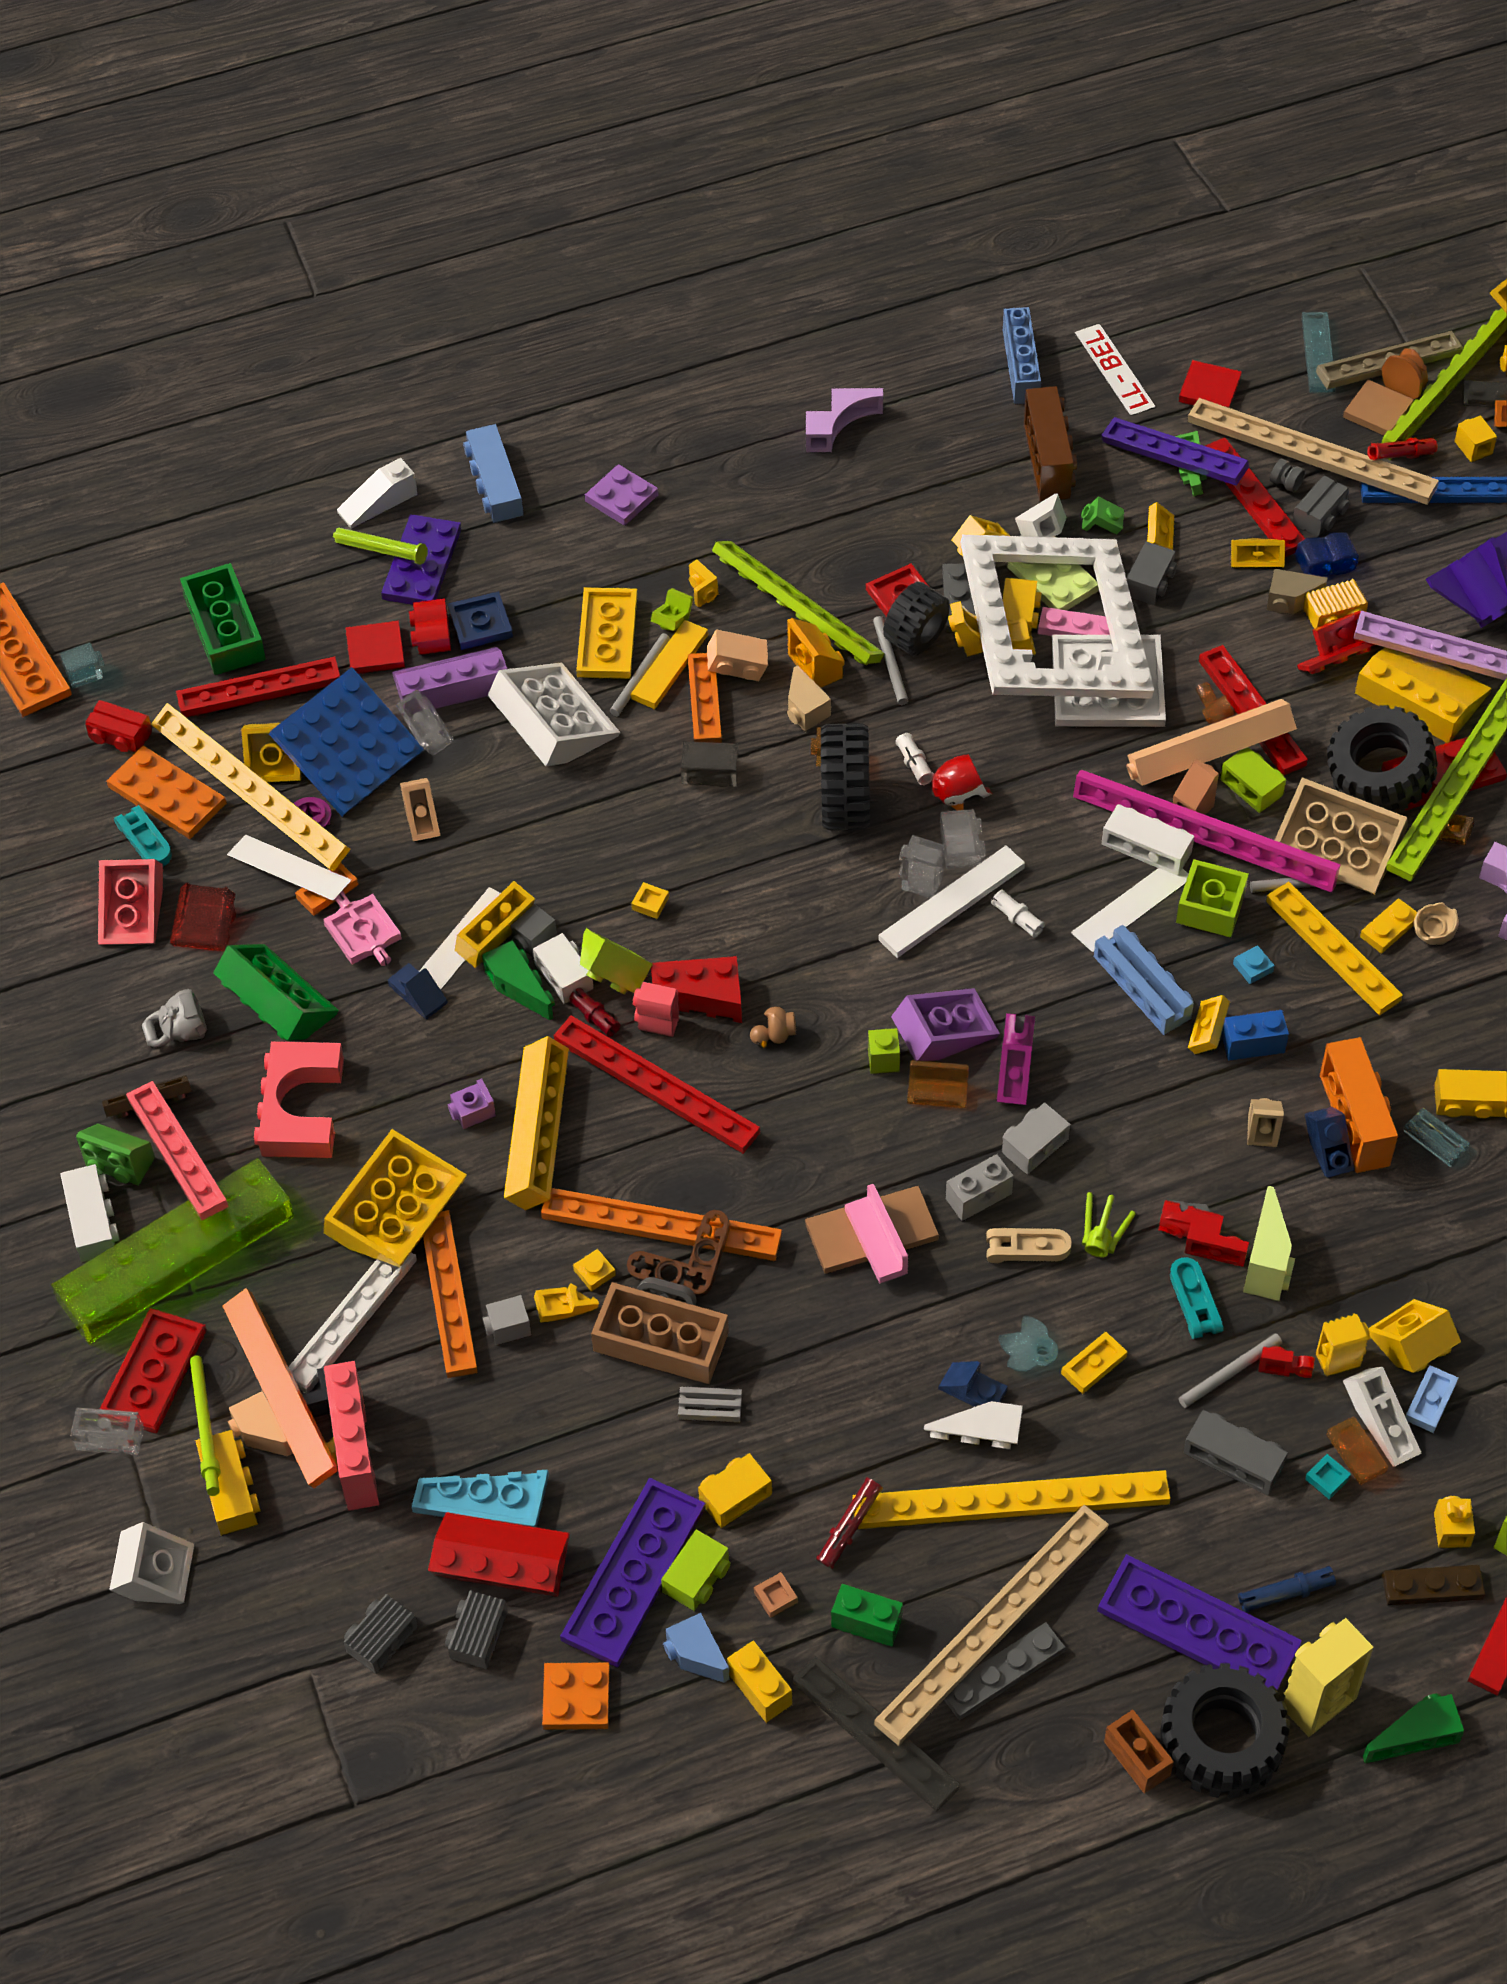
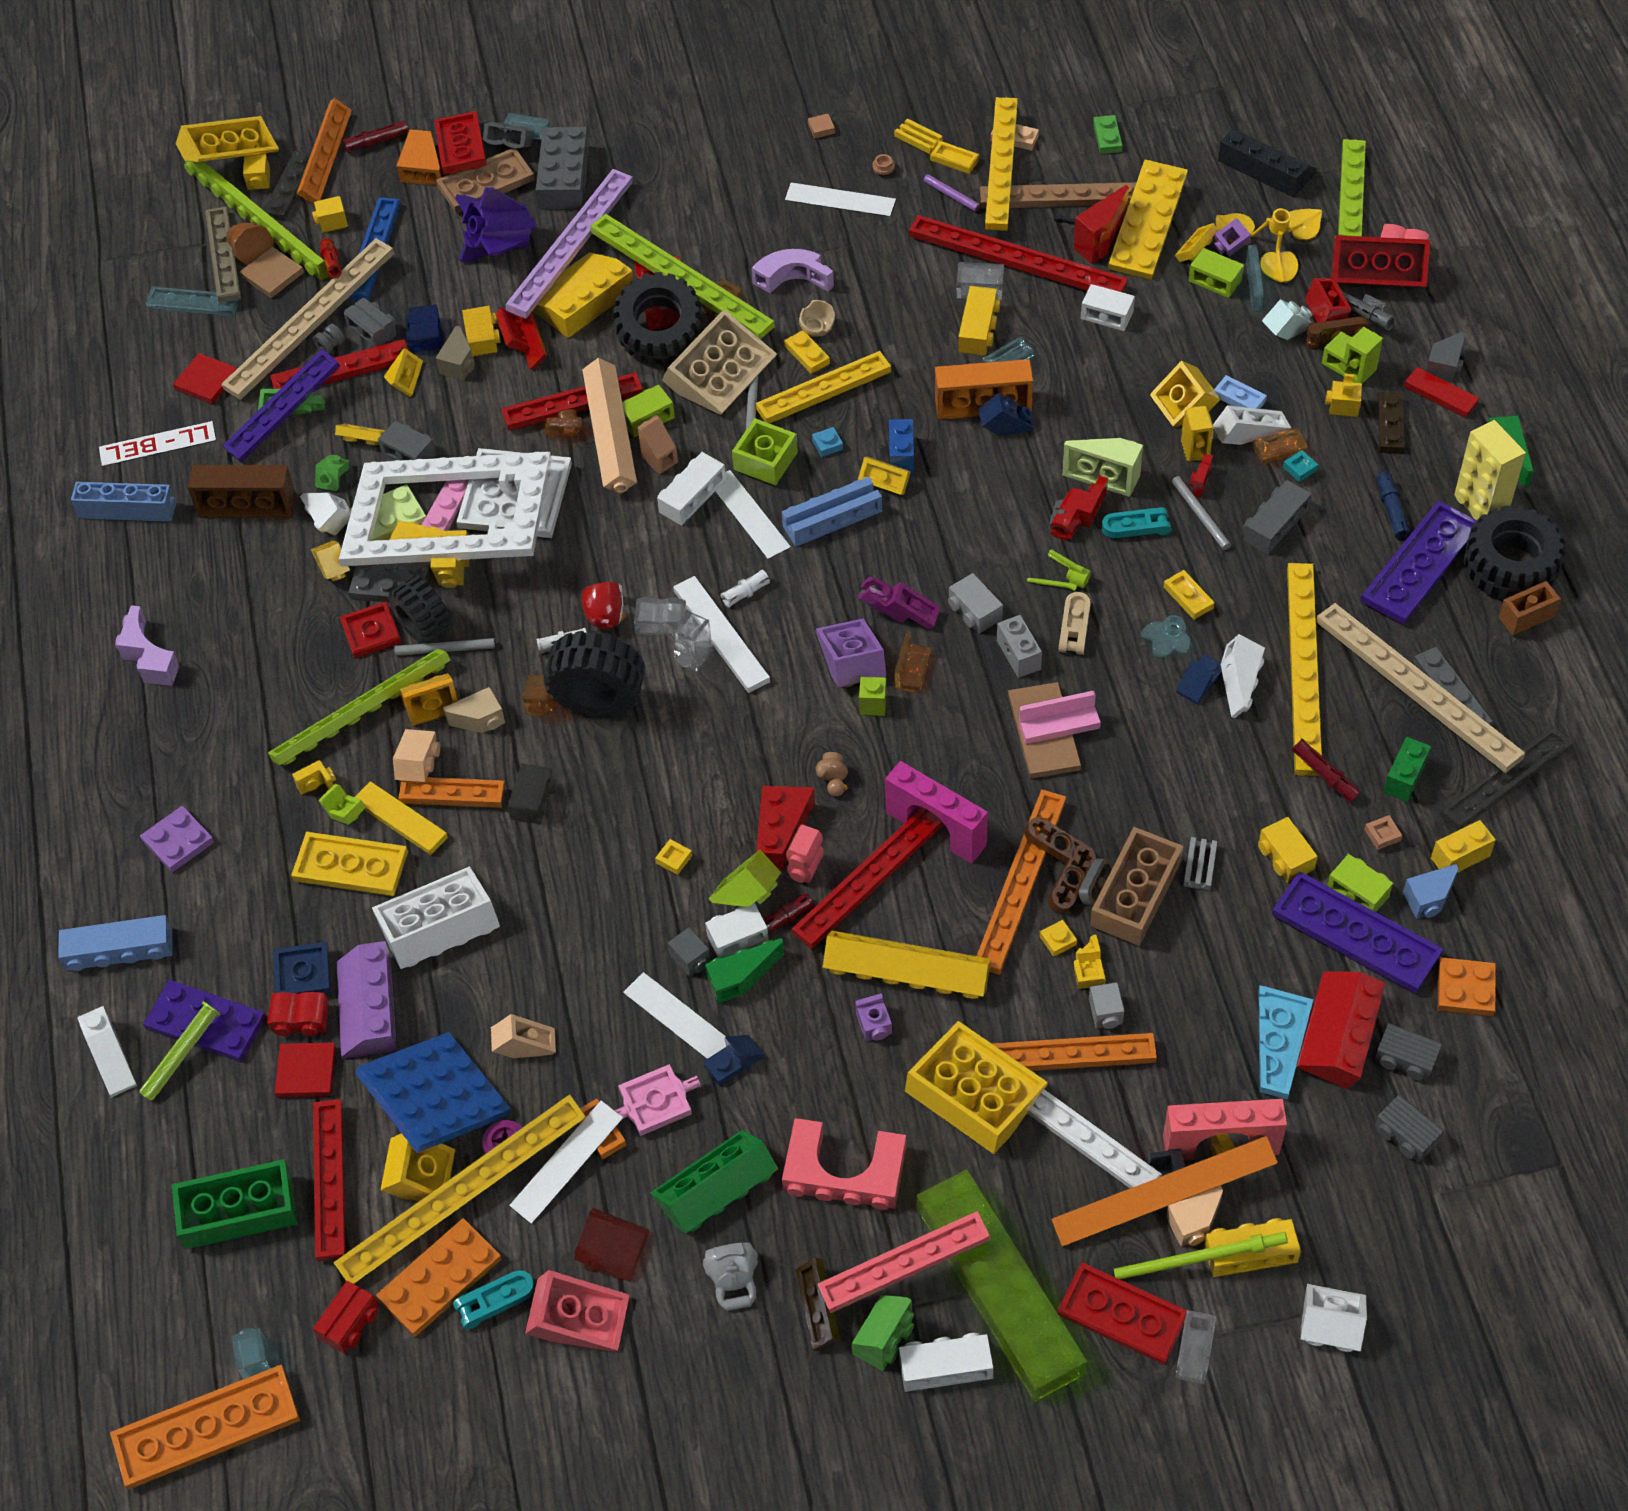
camera: 80 degrees left, 0 degrees up
(424, 722) = (423, 1023): clear brick -> none
(493, 924) = (680, 980): yellow brick -> none
(625, 695) = (401, 840): light grey bar -> none
(739, 1092) = (911, 790): none -> dark pink arch
(1211, 831) = (698, 441): dark pink plate -> none
(1264, 1122) = (984, 450): tan slope -> none

